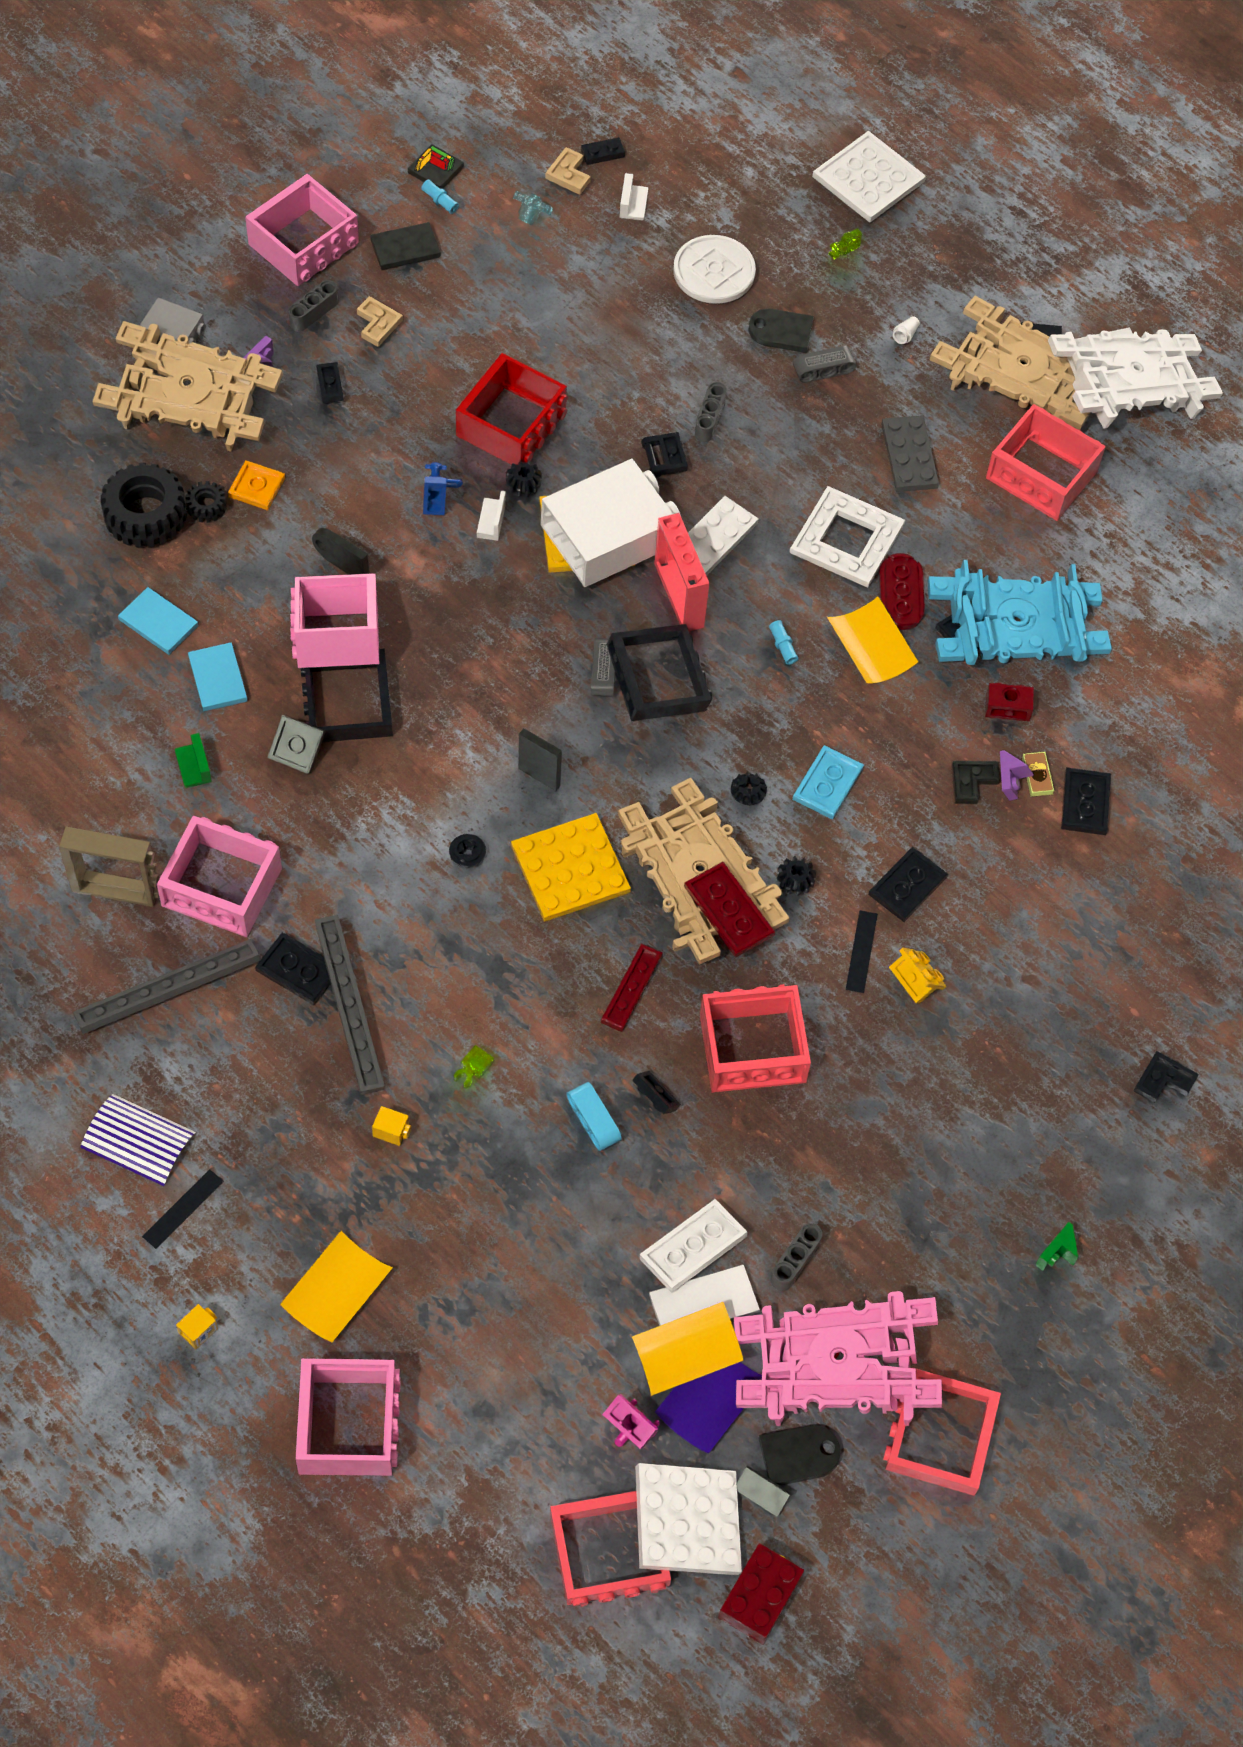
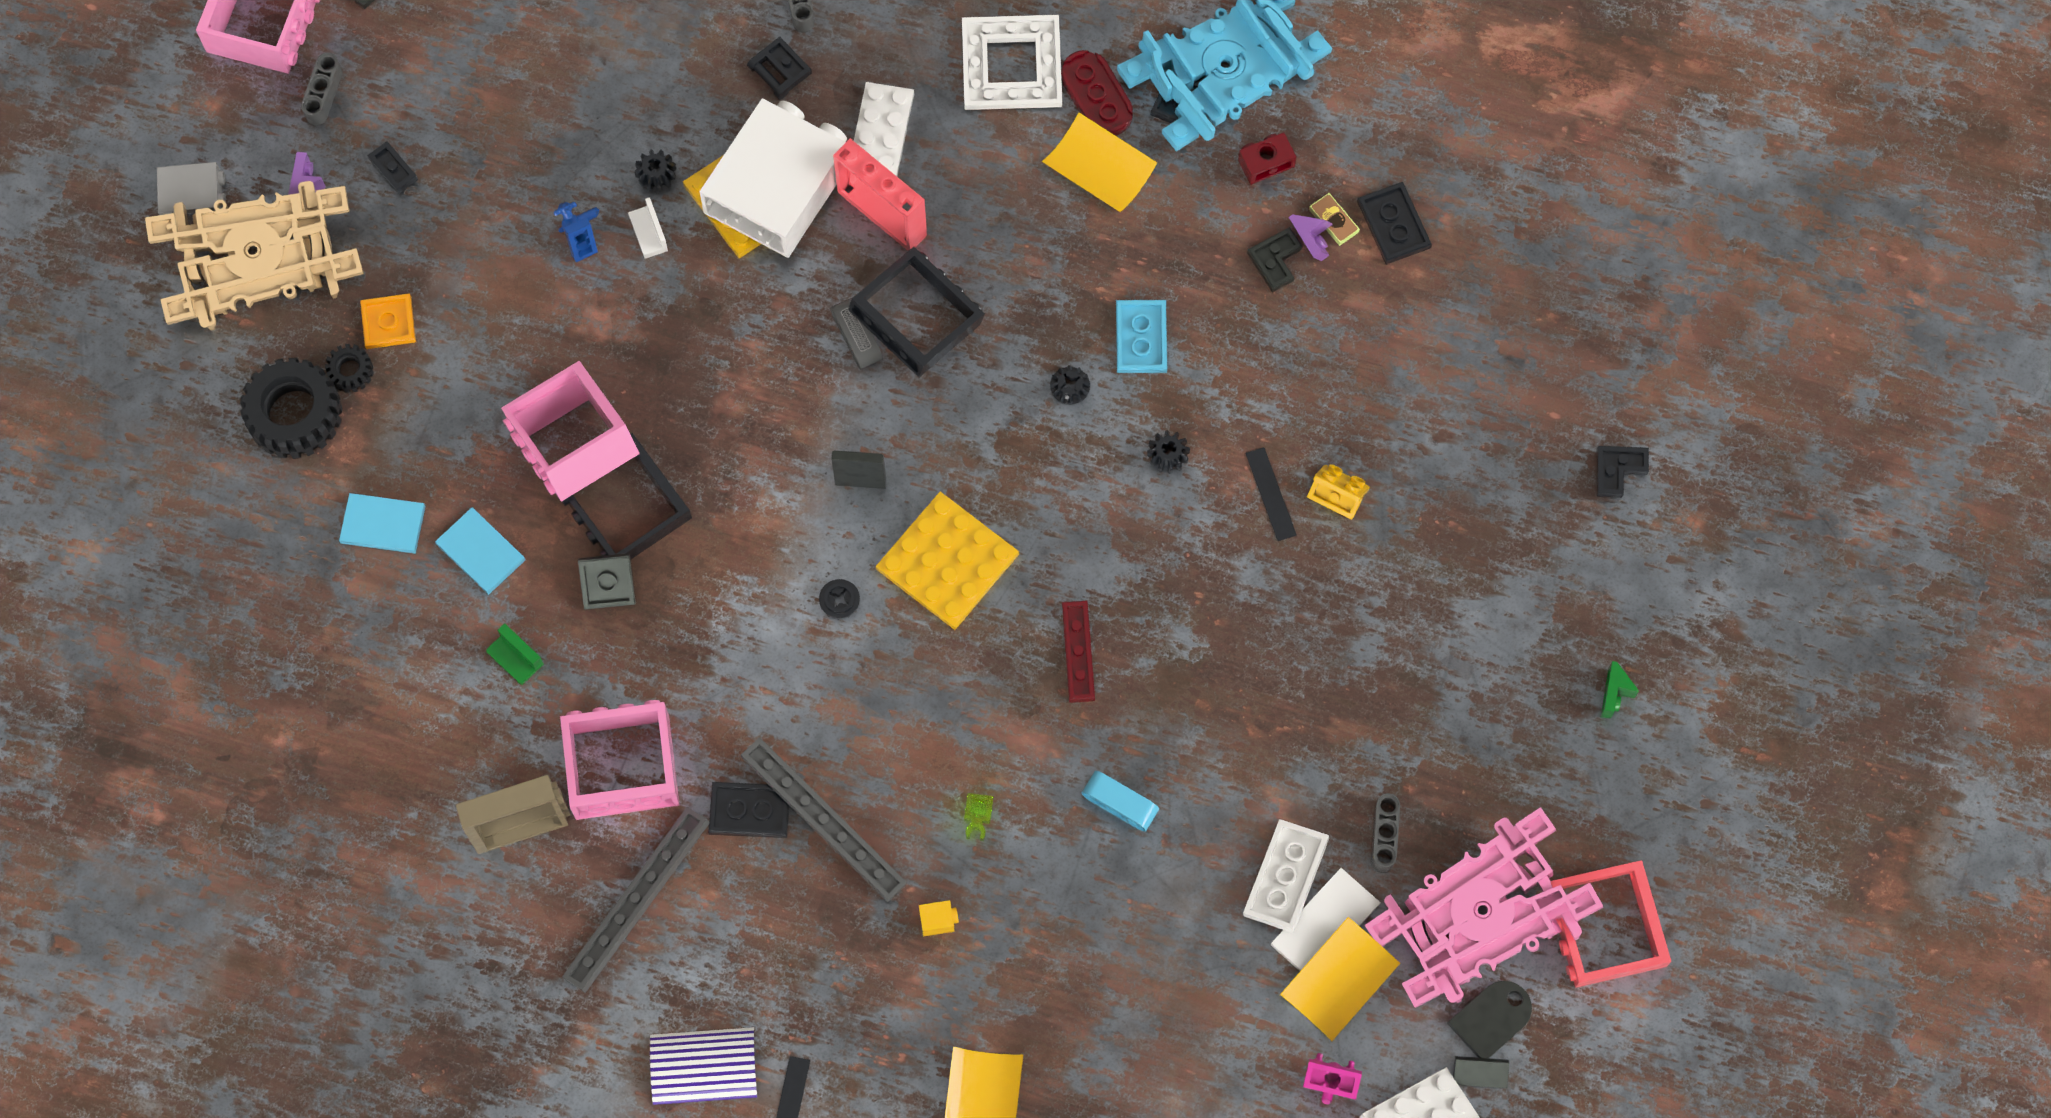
camera: 25 degrees left, 10 degrees up
(340, 552) = (526, 353): pearl dark grey tile -> none
(381, 318) = (403, 66): tan plate -> none
(525, 383) = (600, 64): red window -> none
(652, 1088) = (1164, 744): black plate -> none
(674, 849) = (1046, 492): tan piece -> none
(705, 1406) = (1386, 1023): dark purple sticker -> none
(729, 909) = (1129, 524): dark red tile -> none
(763, 1071) = (1211, 600): coral window -> none
(783, 642) = (1015, 211): medium azure pin -> none
(908, 884) = (1276, 401): black tile -> none

